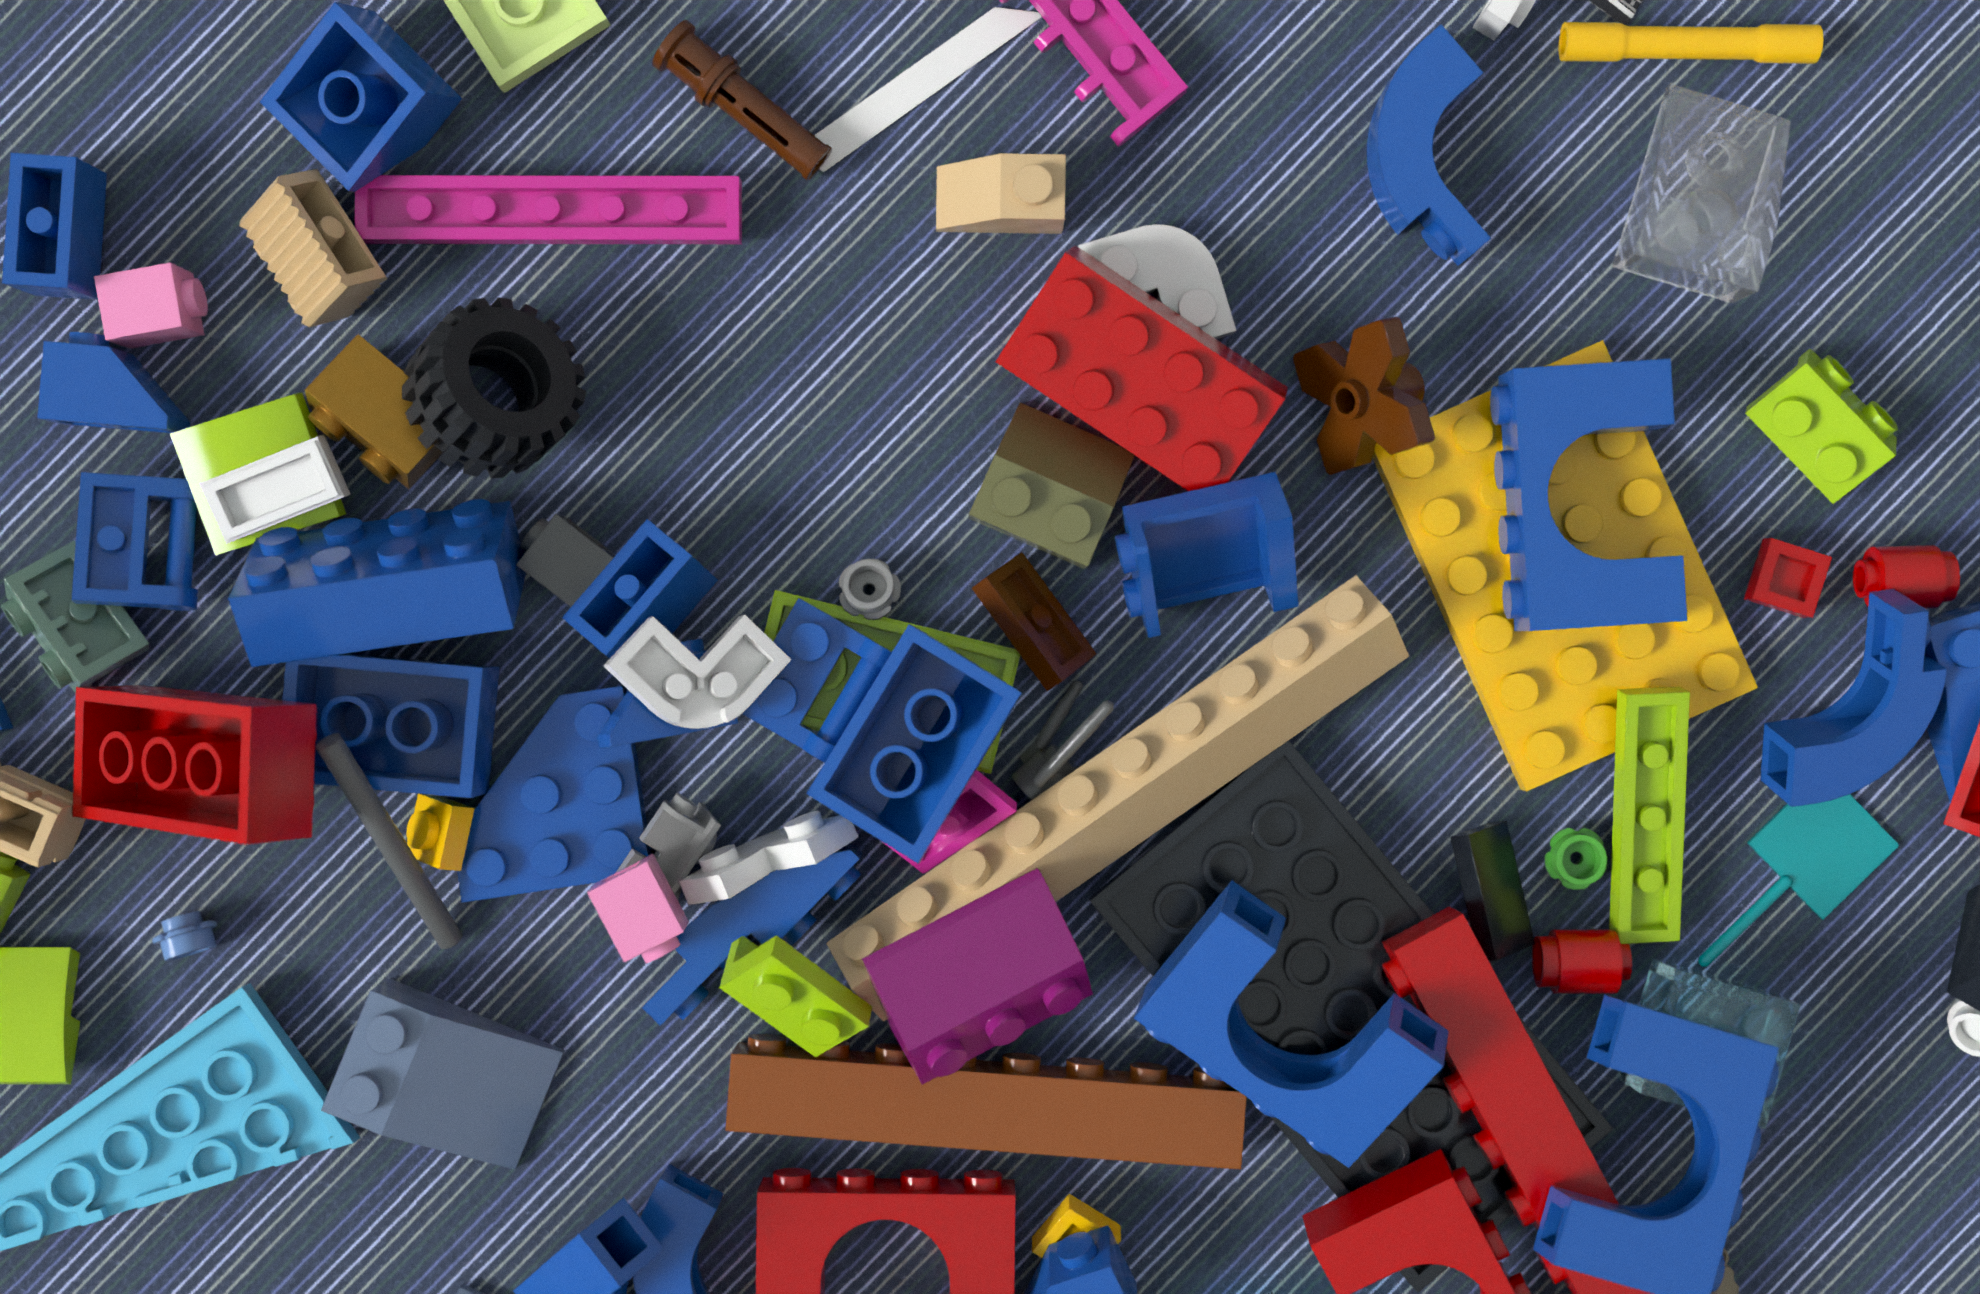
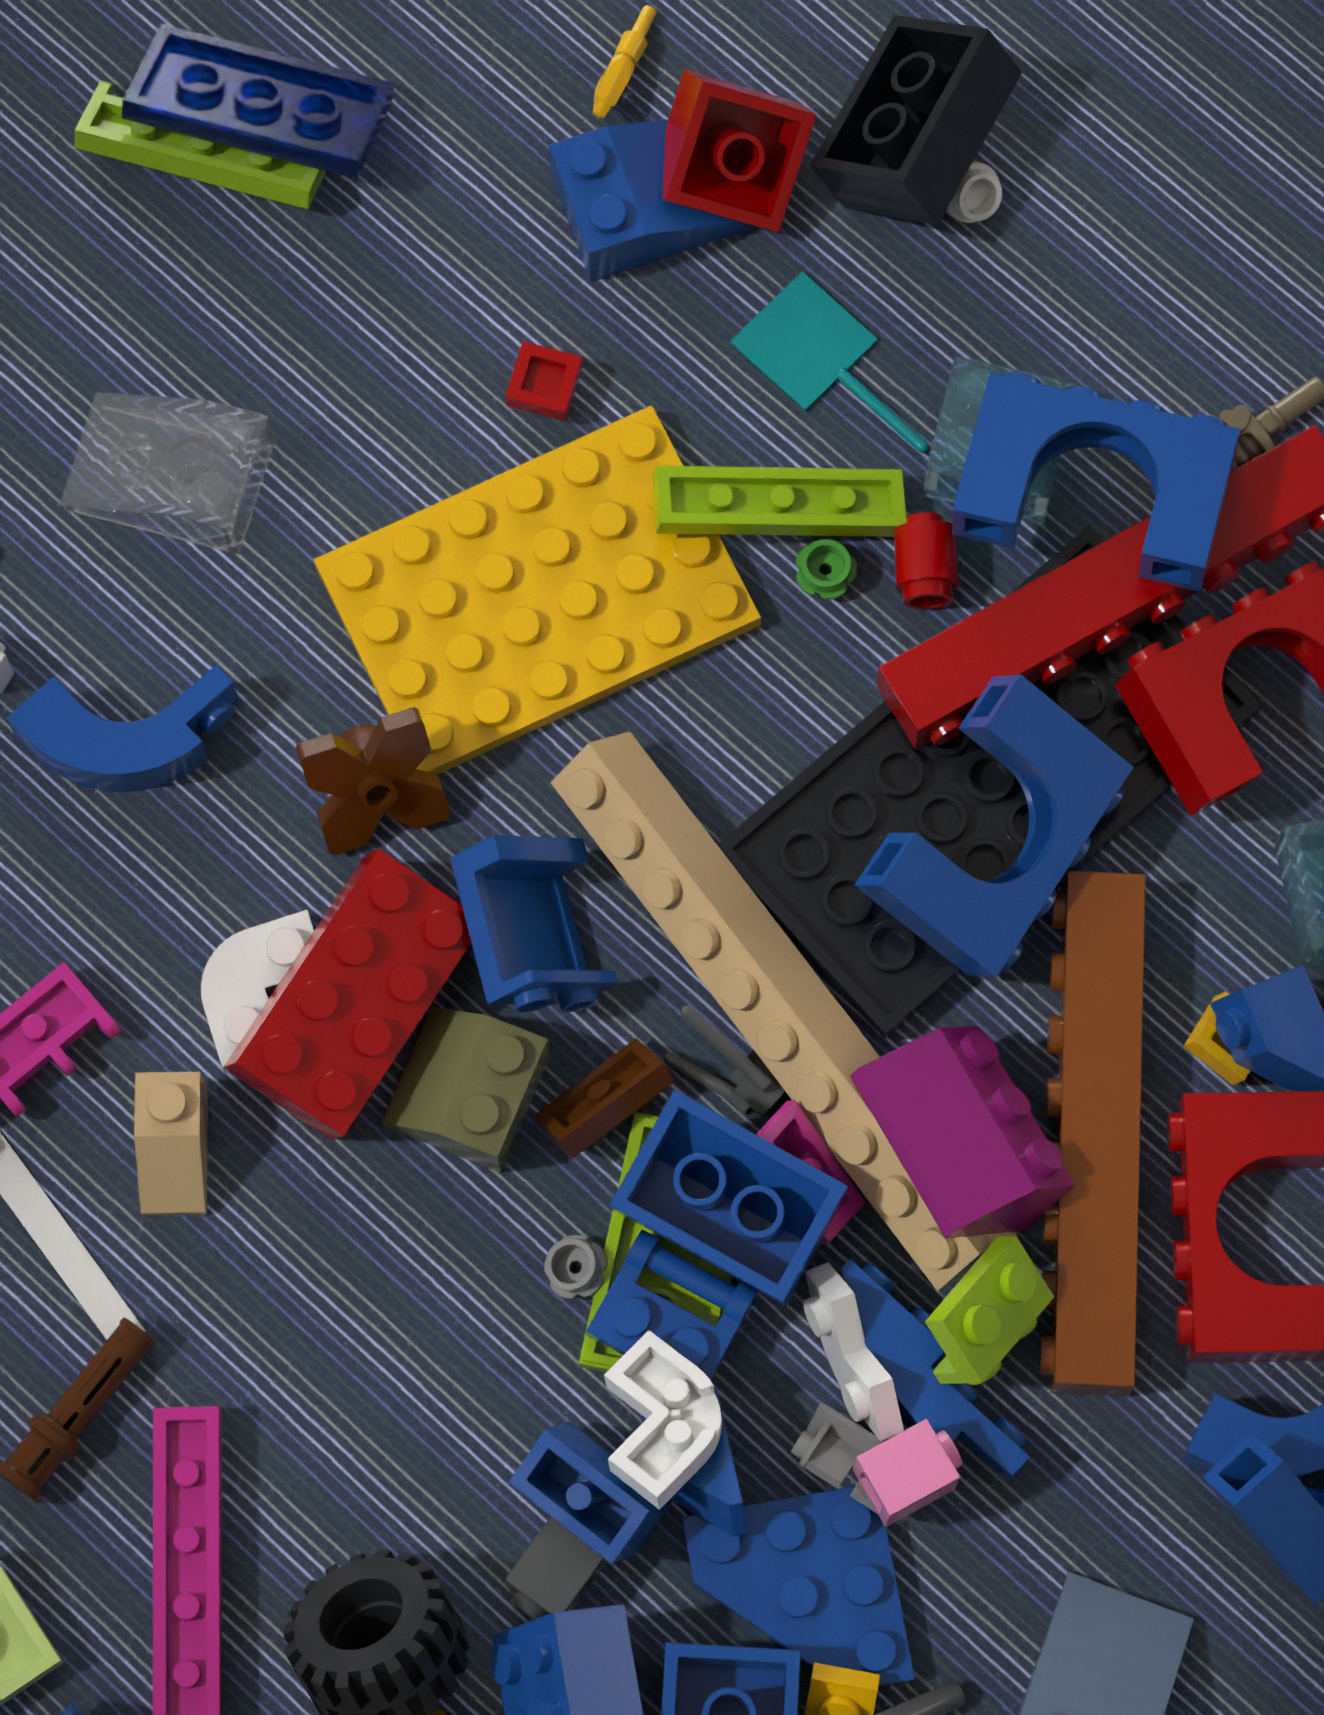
camera: 90 degrees left, 15 degrees down
(1493, 889) = (856, 645): black tile -> none
(1539, 418) = (396, 613): blue arch -> none
(1762, 43) = (19, 553): yellow piece -> none
(1825, 425) = (394, 351): lime bracket -> none
(1871, 723) = (681, 297): blue arch -> none
(1915, 571) = (541, 273): red brick -> none

